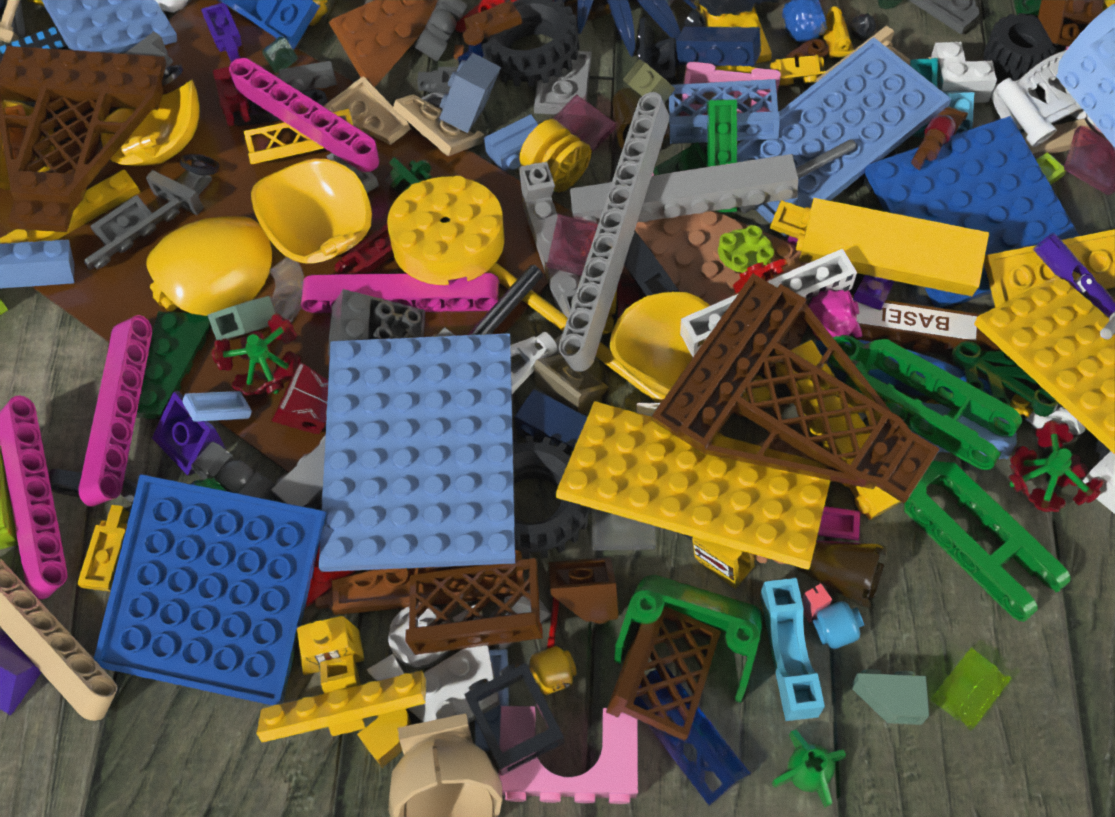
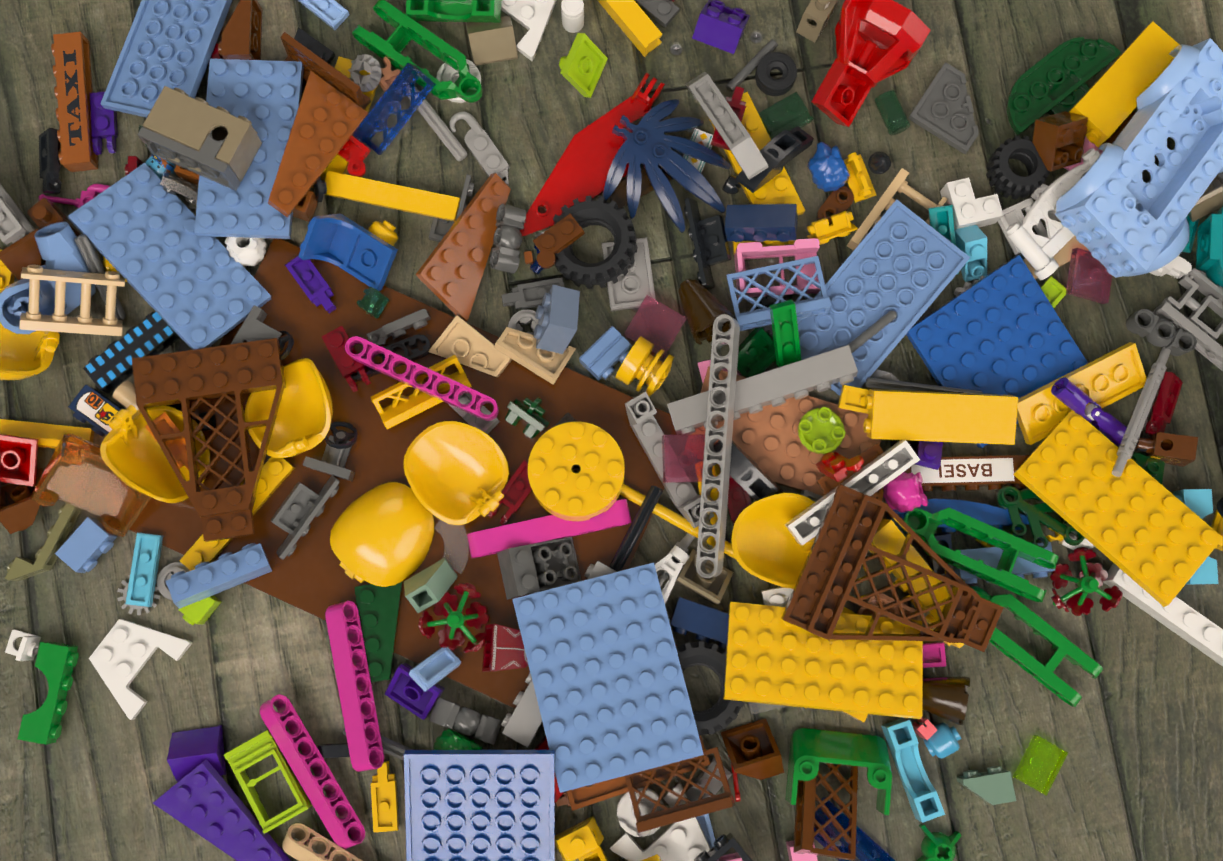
camera: 20 degrees left, 20 degrees up
(552, 669) = (743, 820): yellow head -> none
(645, 80) = (708, 280): olive slope -> none
(937, 134) = (965, 290): reddish brown piece -> none

